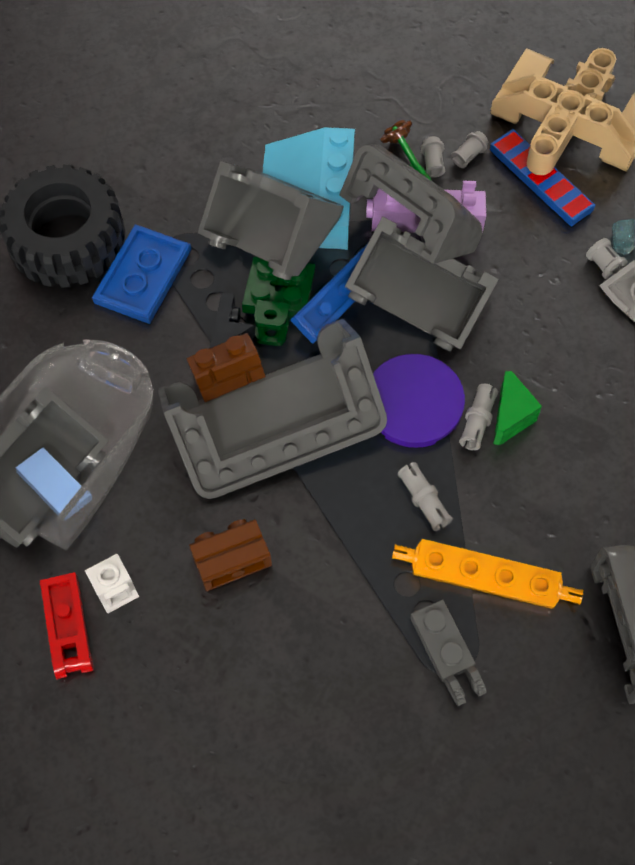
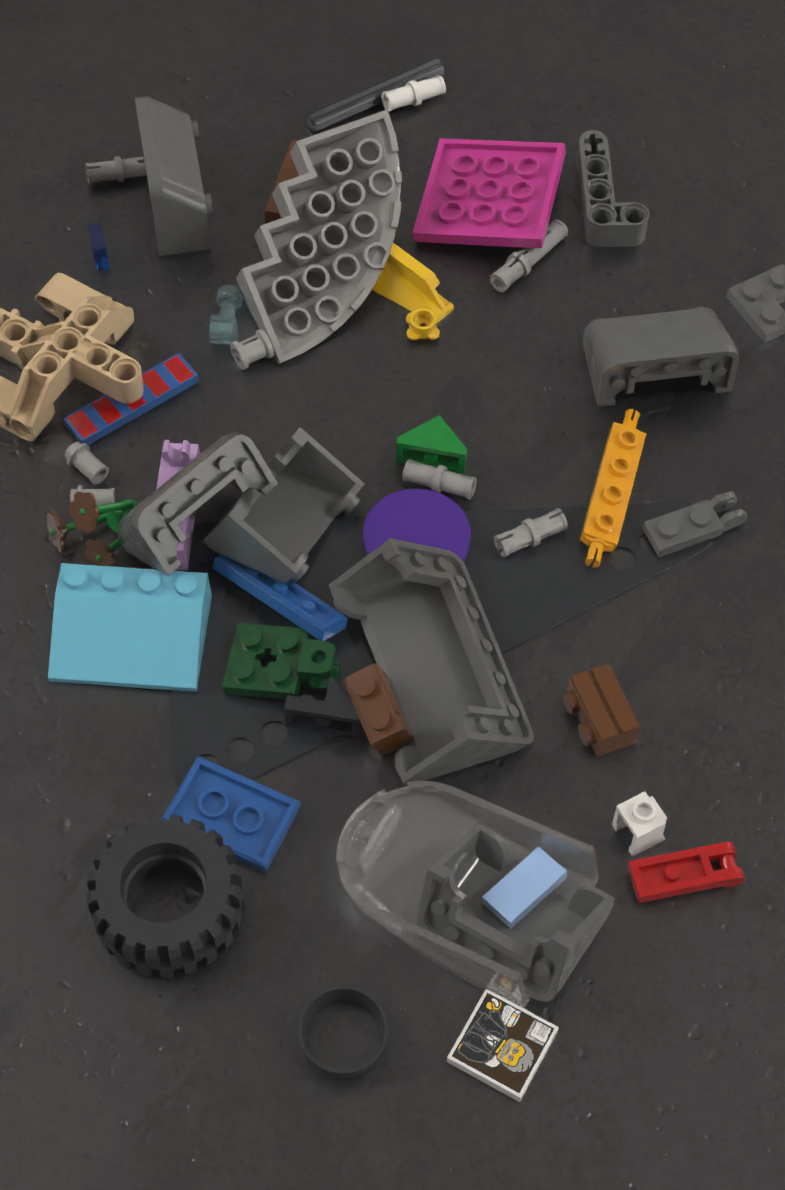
camera: 90 degrees left, 5 degrees down
(267, 218) = (191, 648): dark grey windscreen -> none

